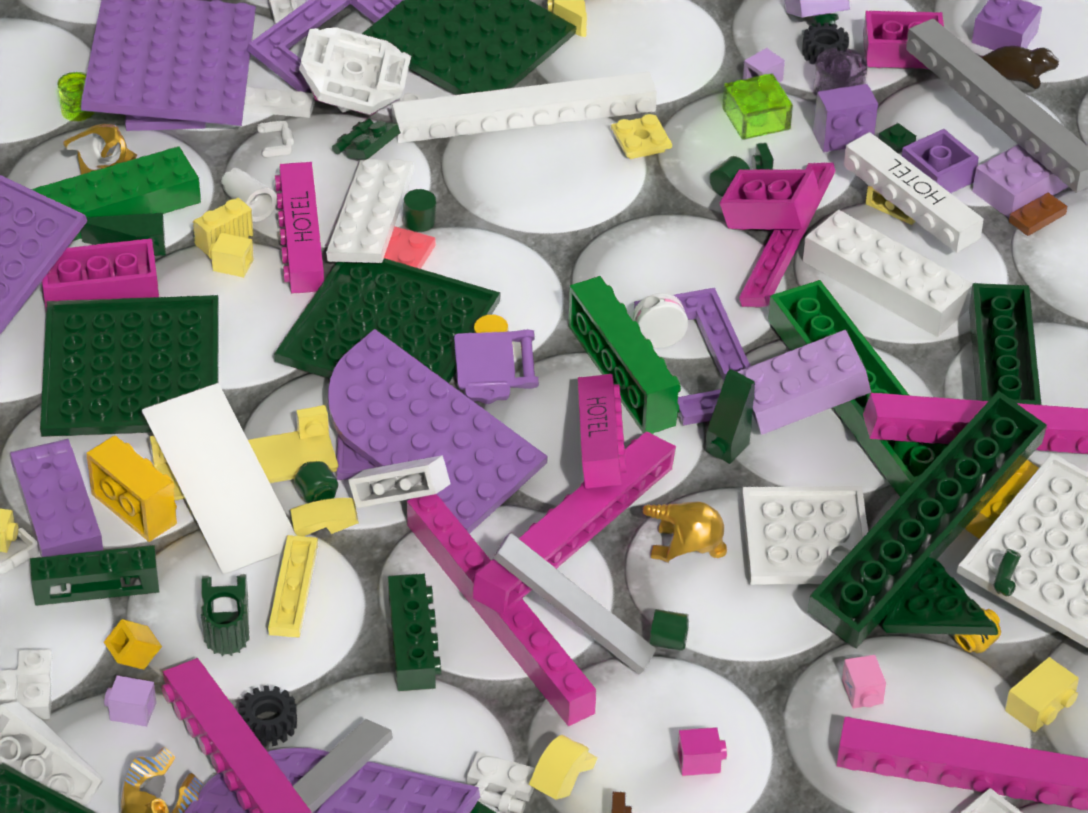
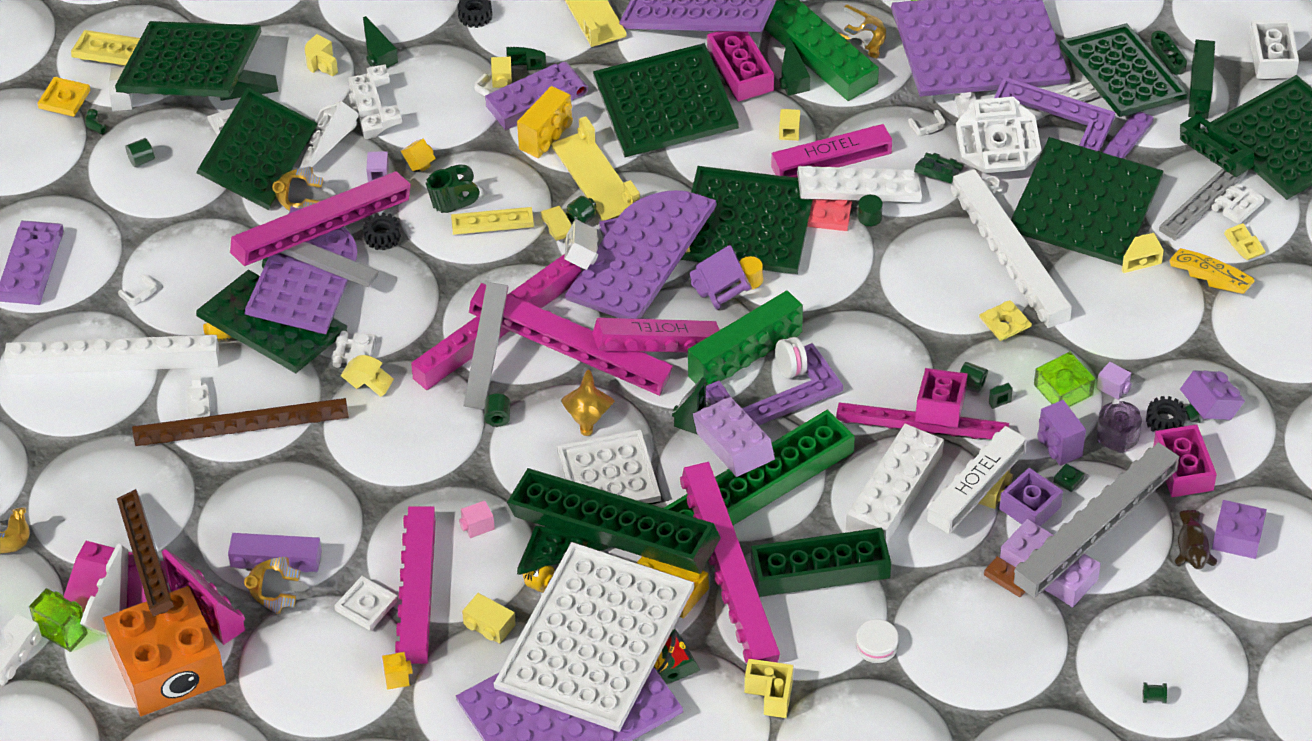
camera: 80 degrees right, 5 degrees up
(94, 575) = (473, 126): dark green brick -> none
(220, 477) = (568, 160): white sticker -> none
(231, 219) = (815, 113): light yellow brick -> none
(257, 196) = (853, 117): white plant -> none
(411, 632) = (450, 291): dark green brick -> none
(700, 751) = (397, 441): dark pink brick -> none
(1007, 566) = (562, 565): dark green arm -> none

